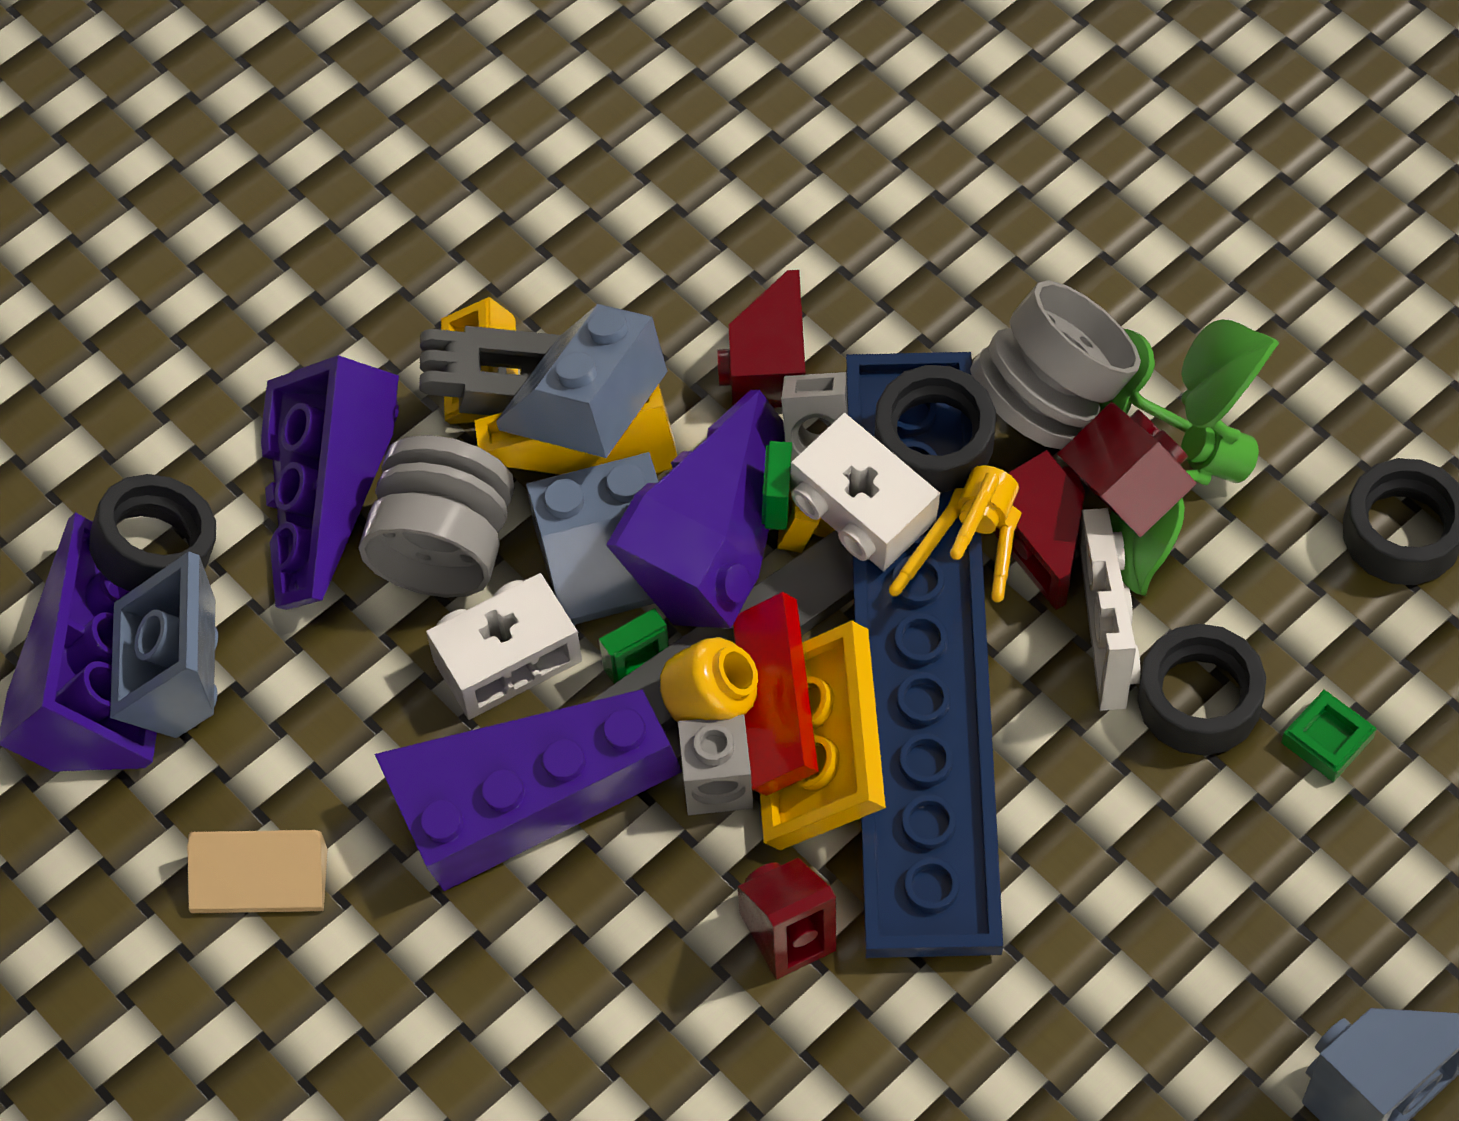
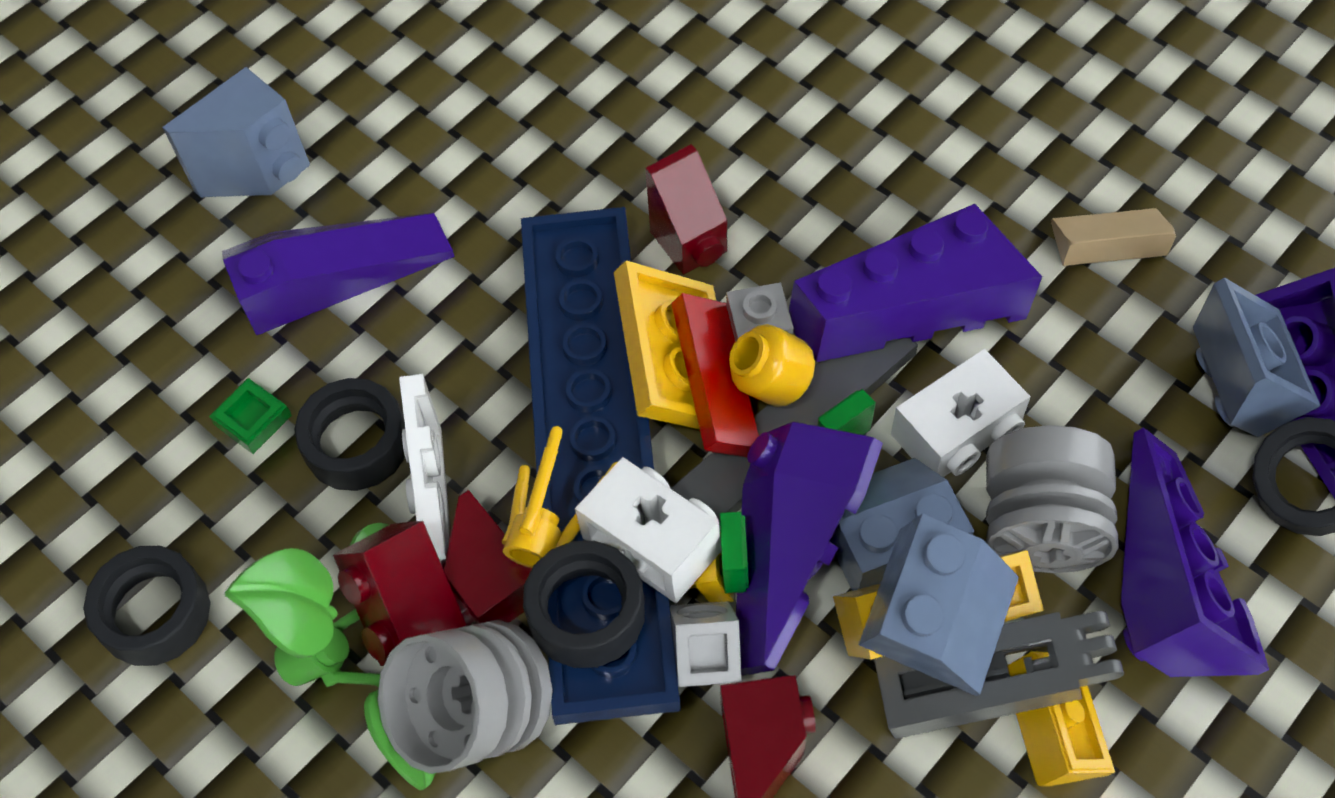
camera: 175 degrees right, 0 degrees up
(1279, 919) = (317, 267): none -> dark purple wedge

